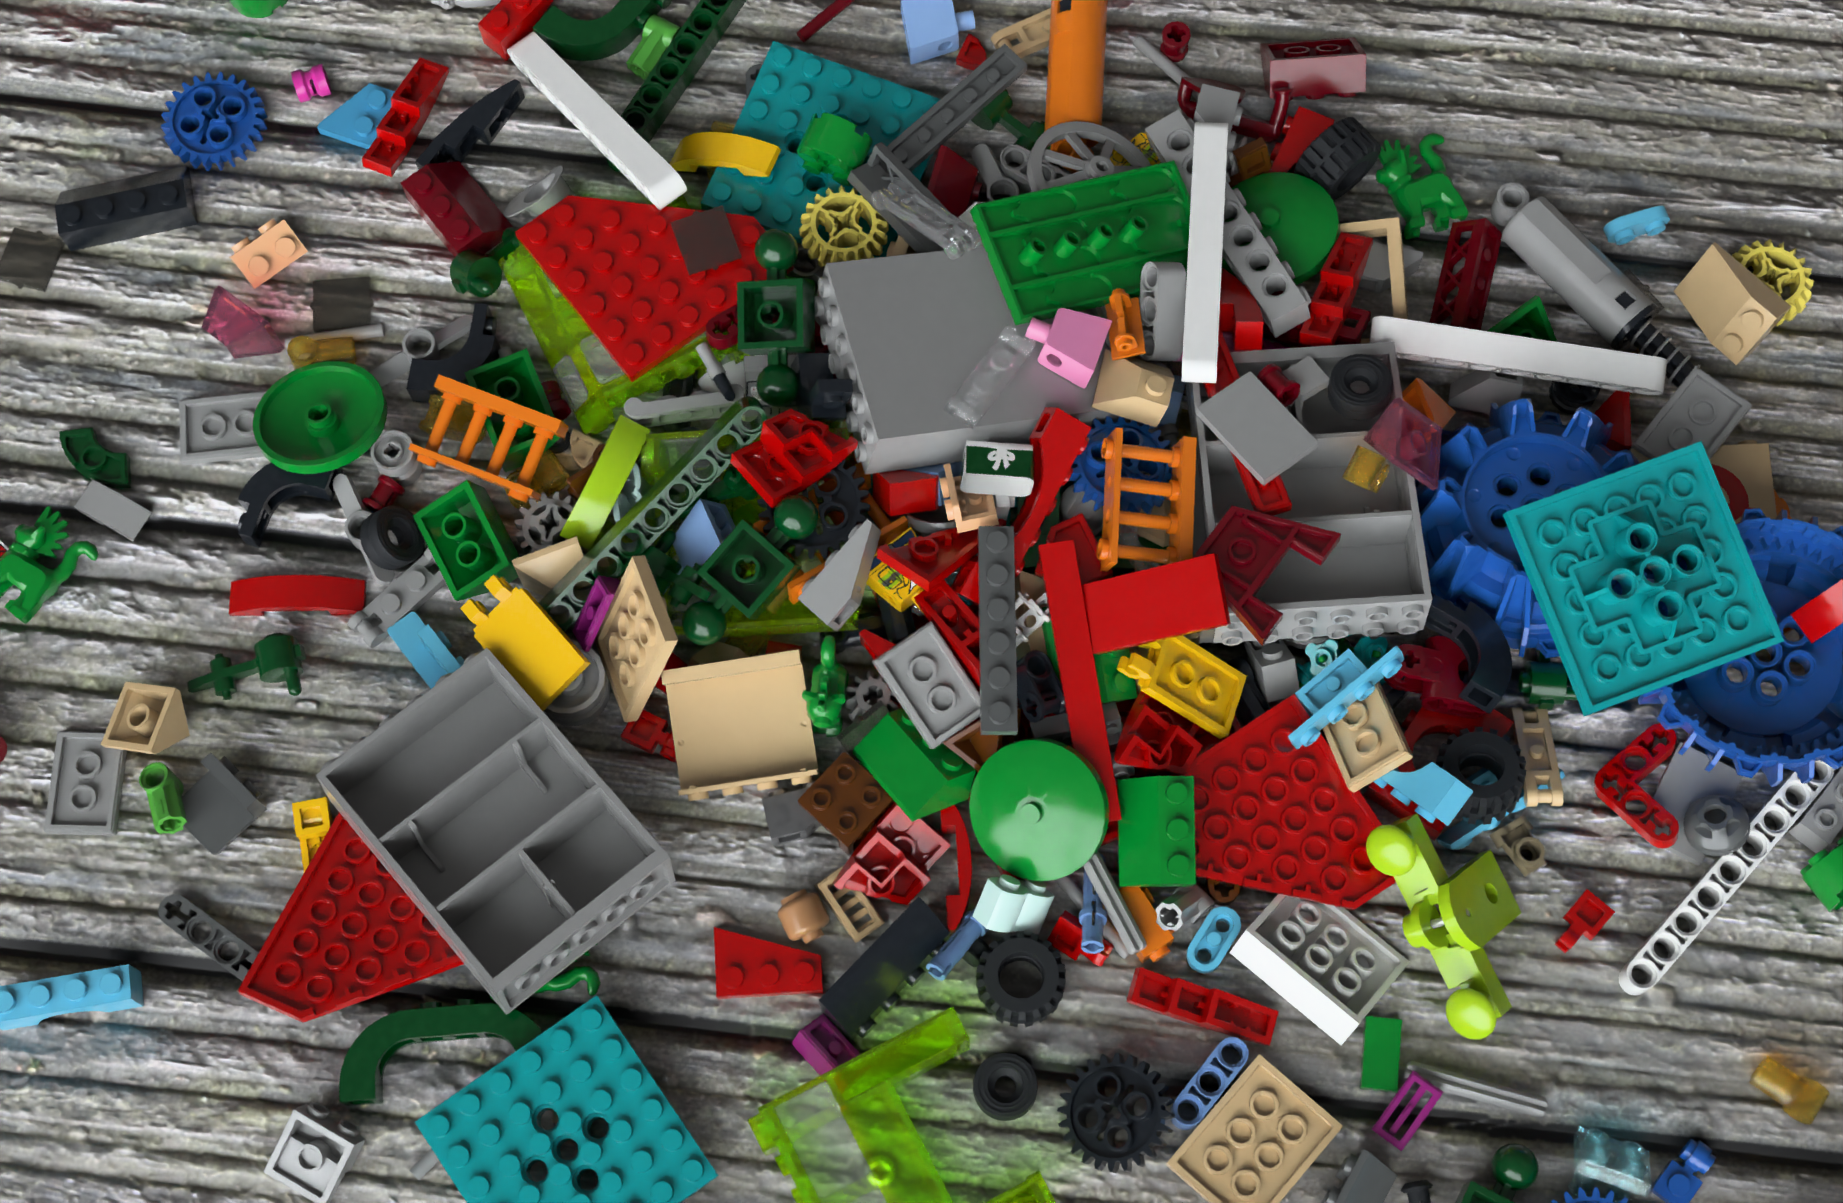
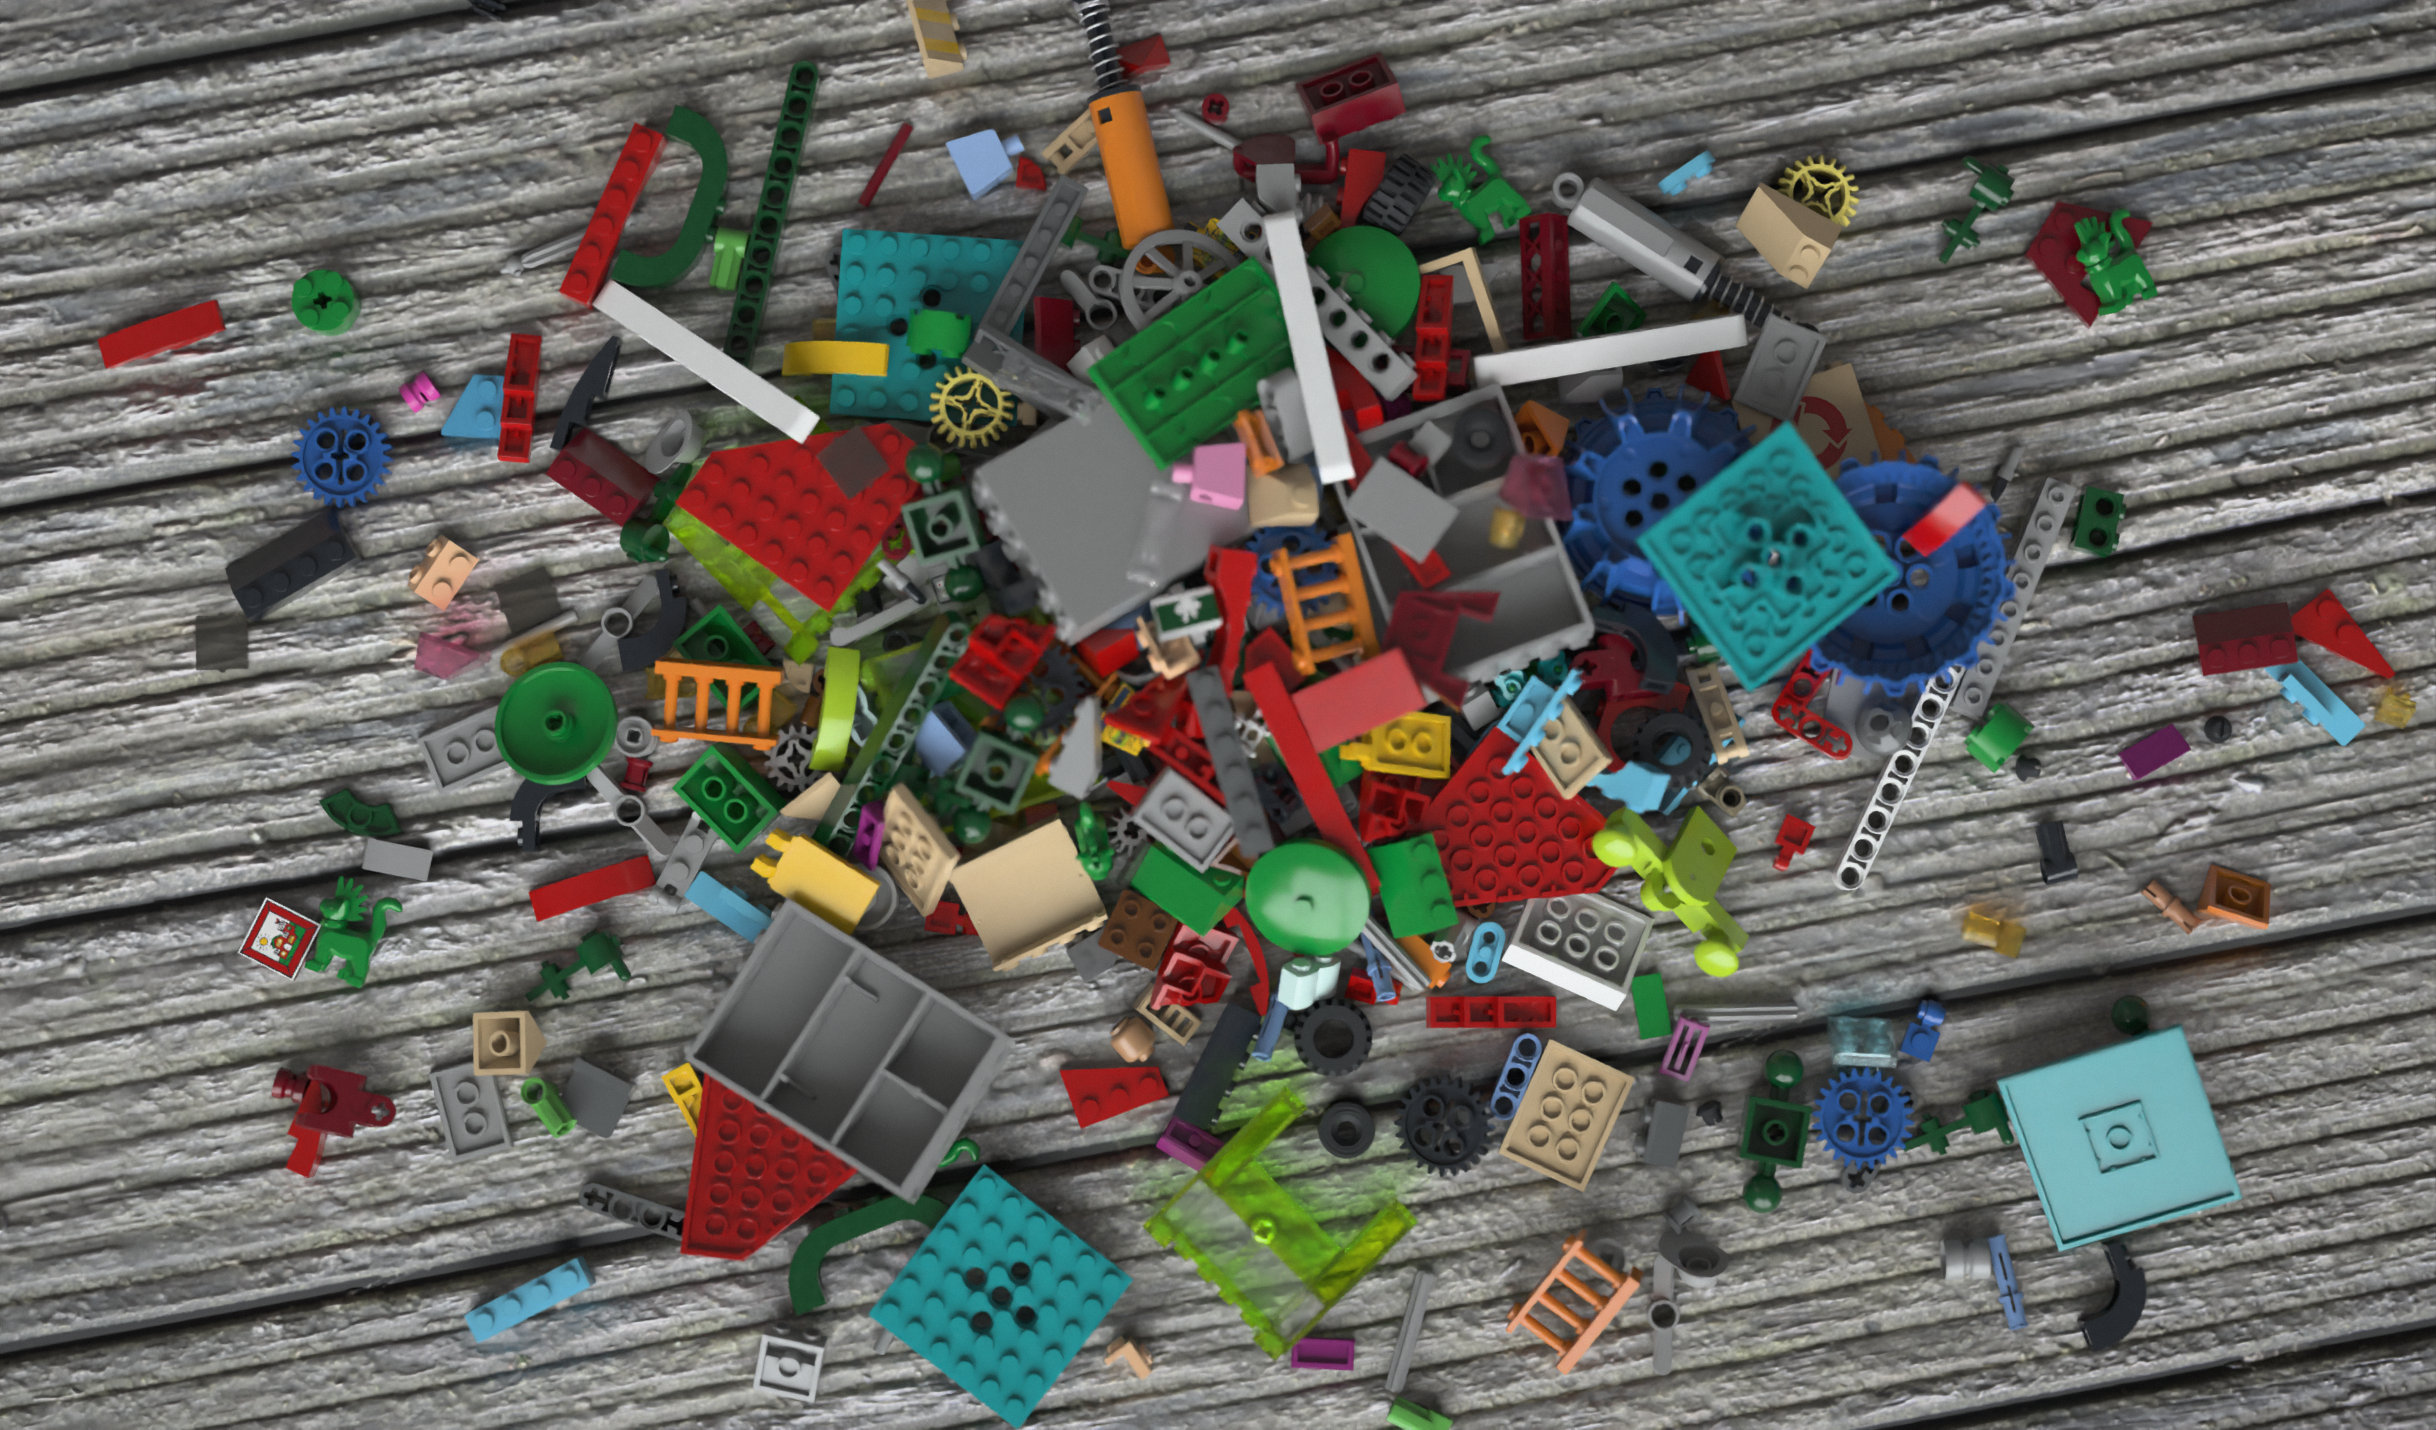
camera: 20 degrees left, 15 degrees up
(378, 544) = (649, 822): black tyre -> none

